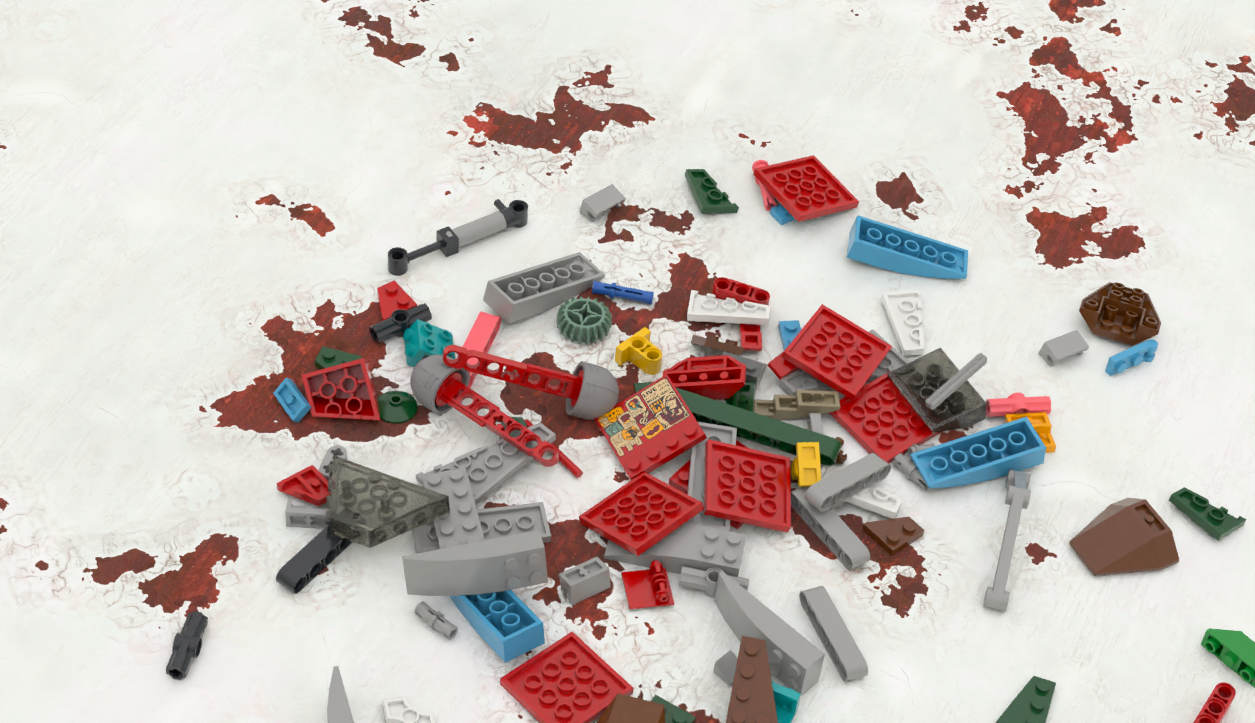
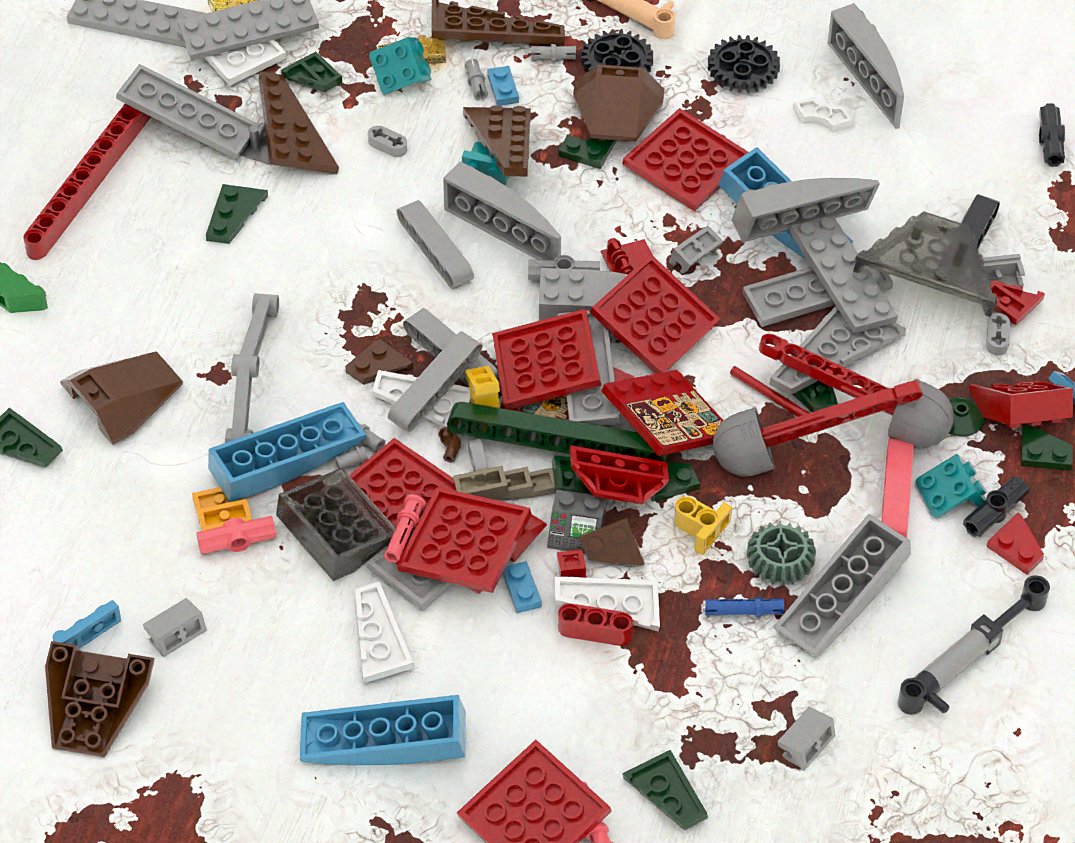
camera: 175 degrees right, 5 degrees up
(726, 667) = (537, 197): light grey slope -> none
(881, 376) = (407, 520): none -> coral pin
(956, 381) = (315, 511): light grey axle -> none

